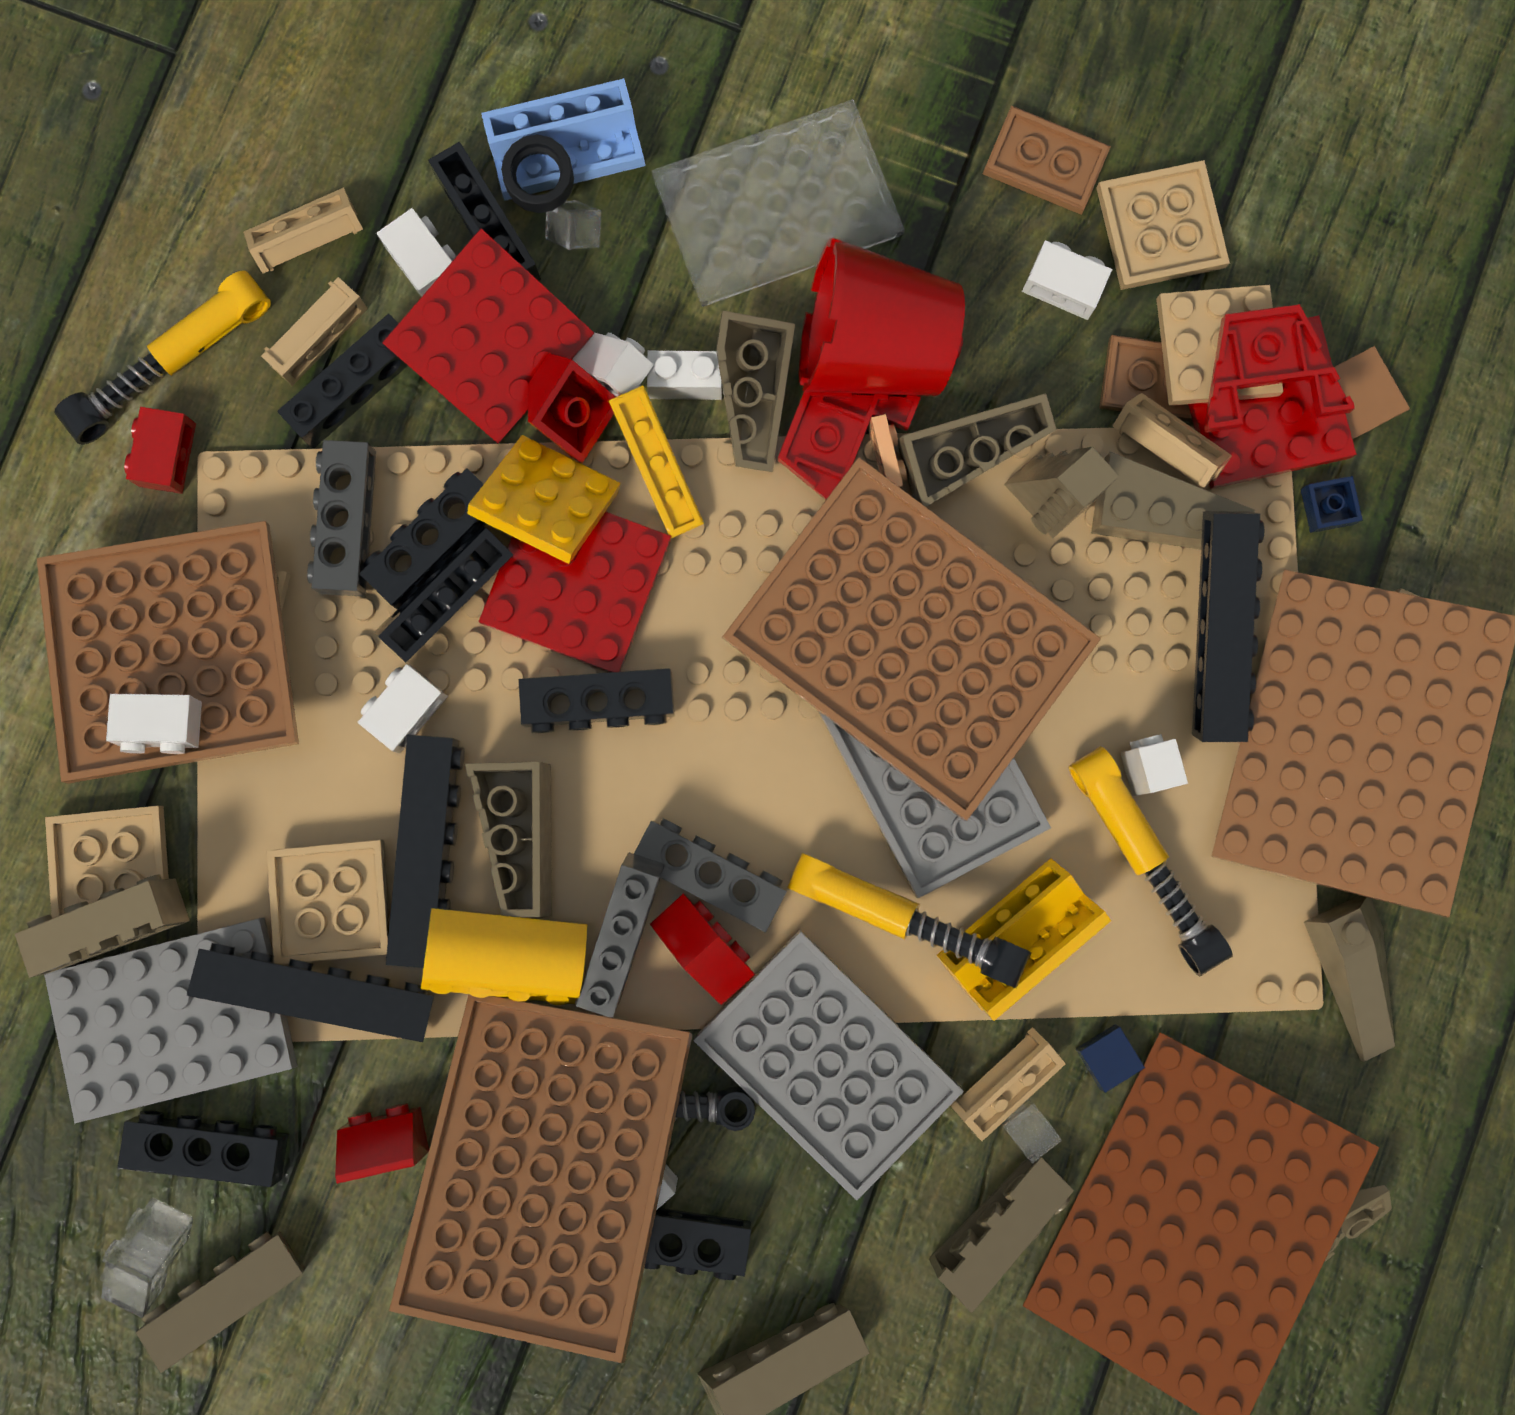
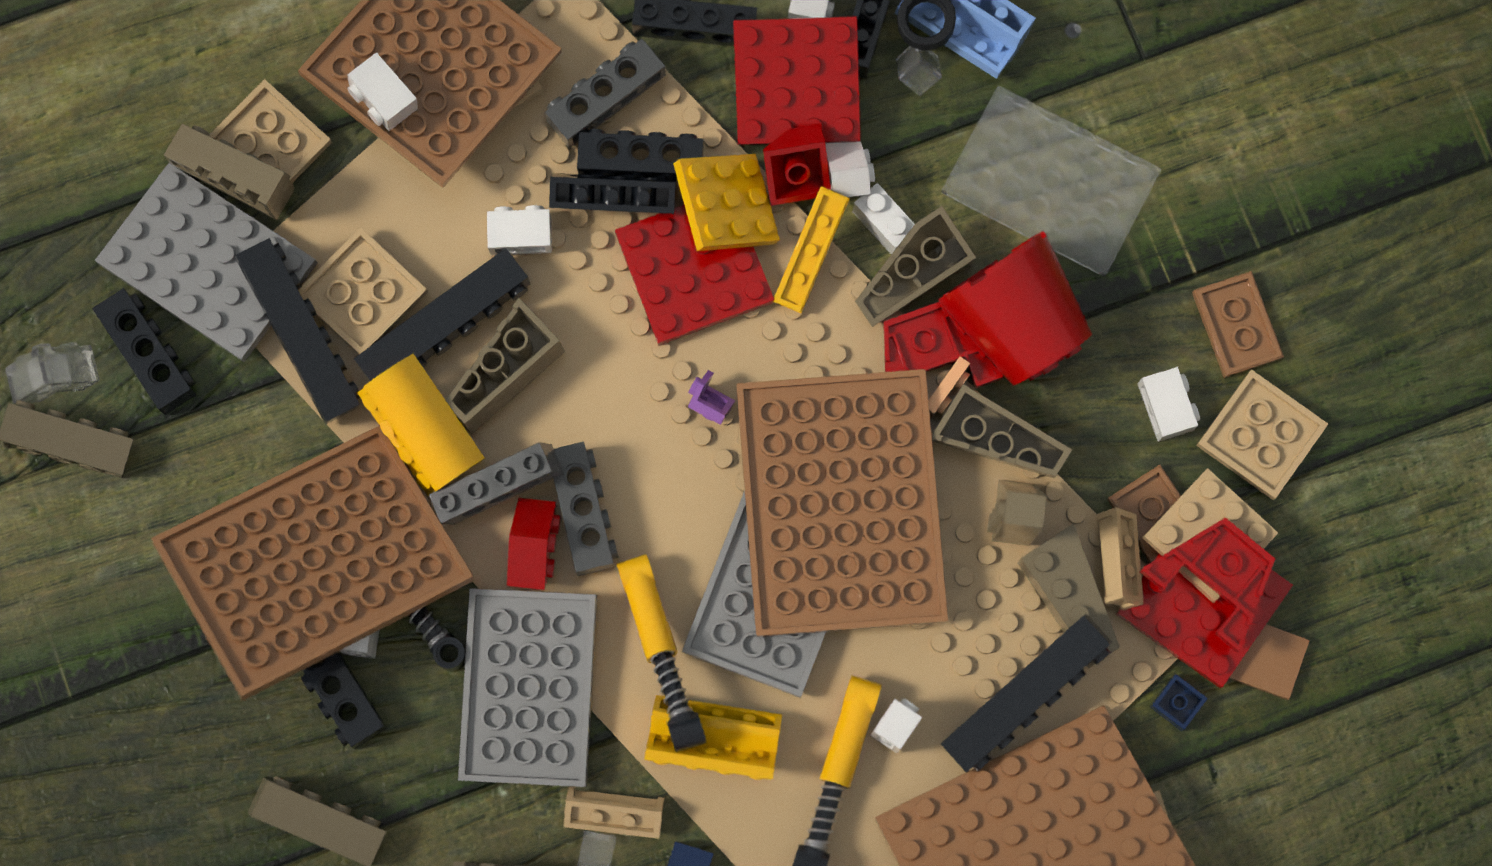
camera: 55 degrees right, 5 degrees down
(380, 1143) = (241, 452): red slope -> none
(539, 692) = (602, 305): black brick -> none
(713, 674) = (708, 401): none -> medium lavender bracket

